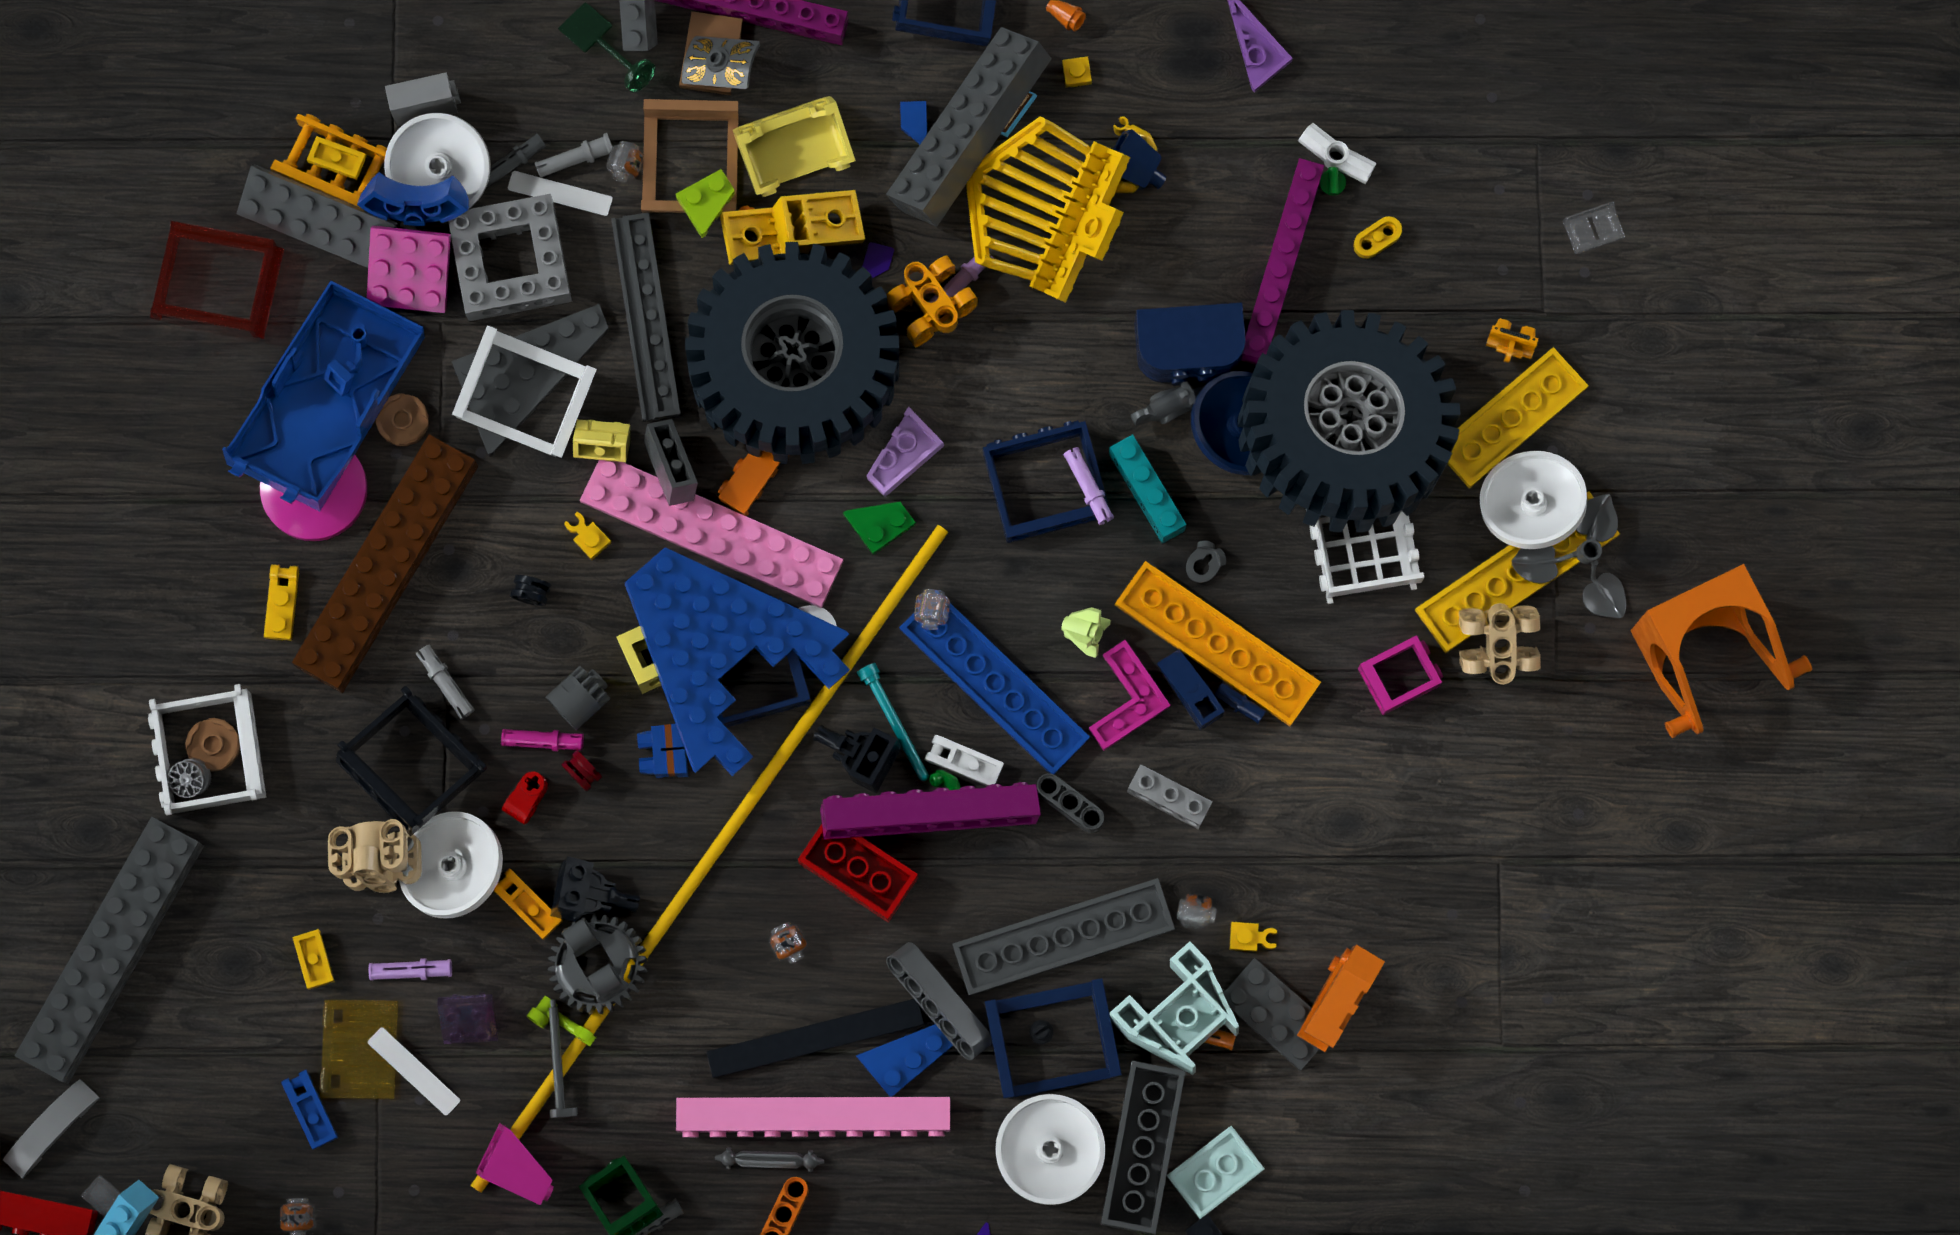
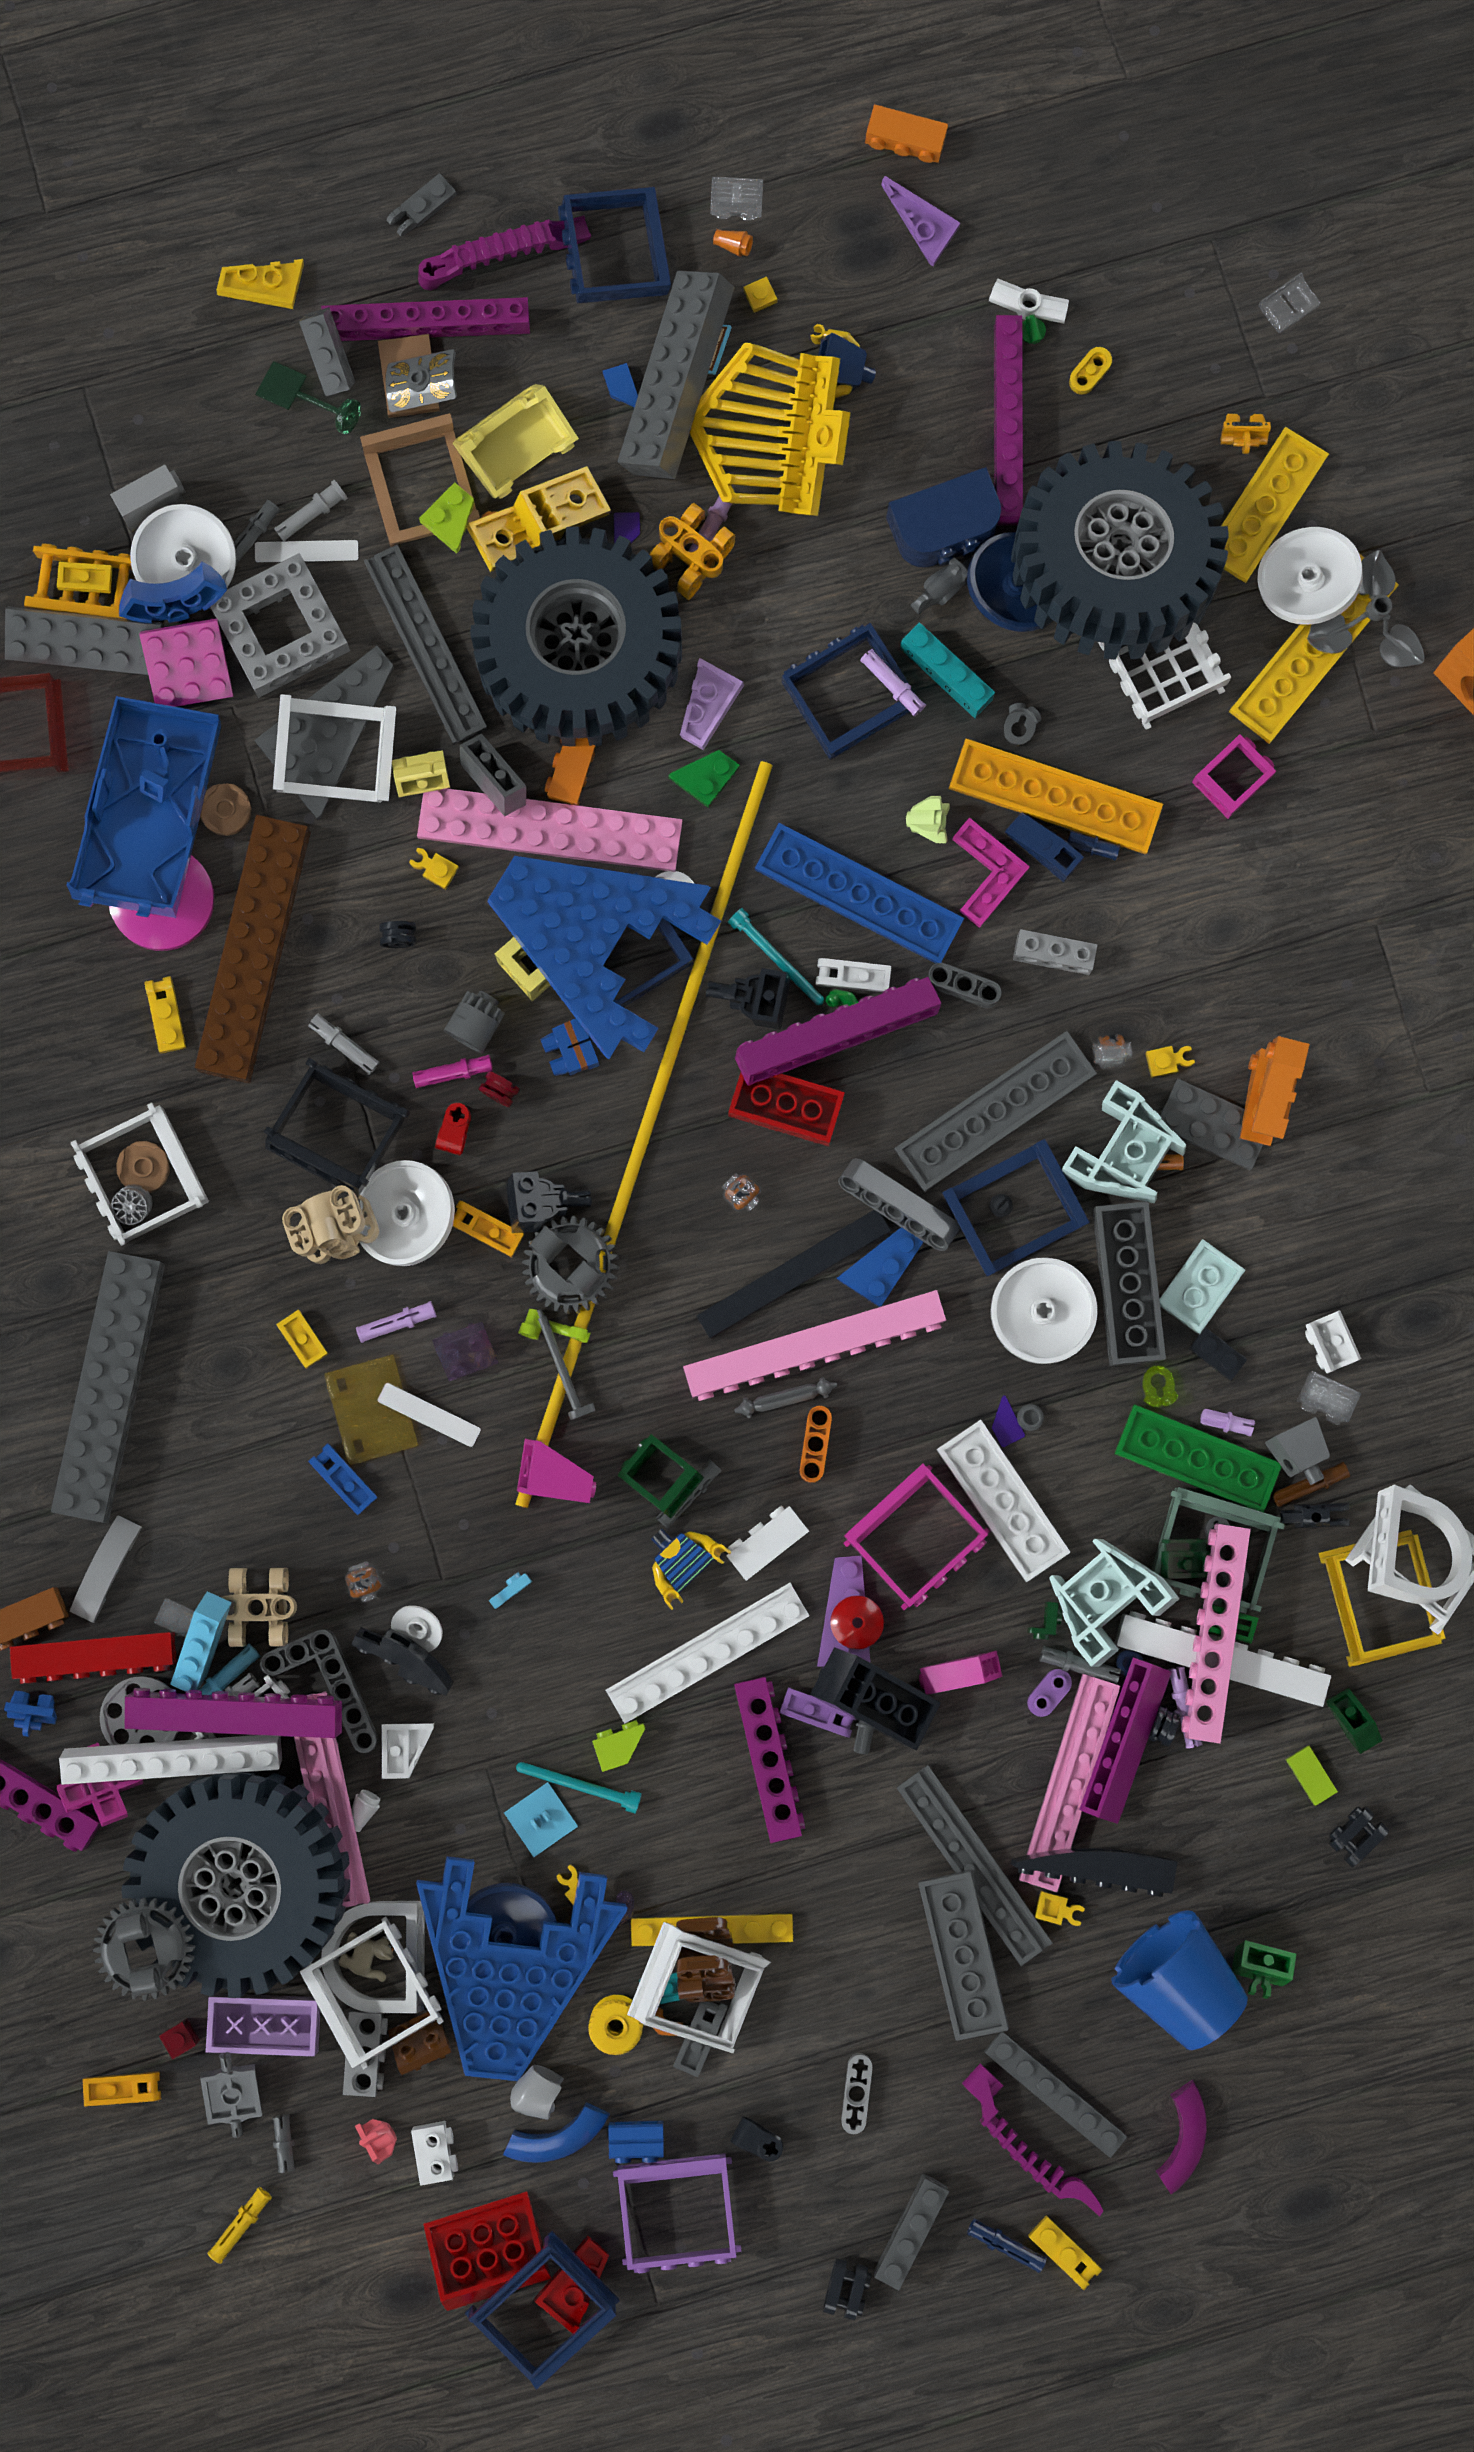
camera: 20 degrees left, 5 degrees up
(624, 161) = (359, 502): clear head -> none
(931, 609) = (781, 841): clear head -> none
(1520, 619) = (1328, 694): tan piece -> none

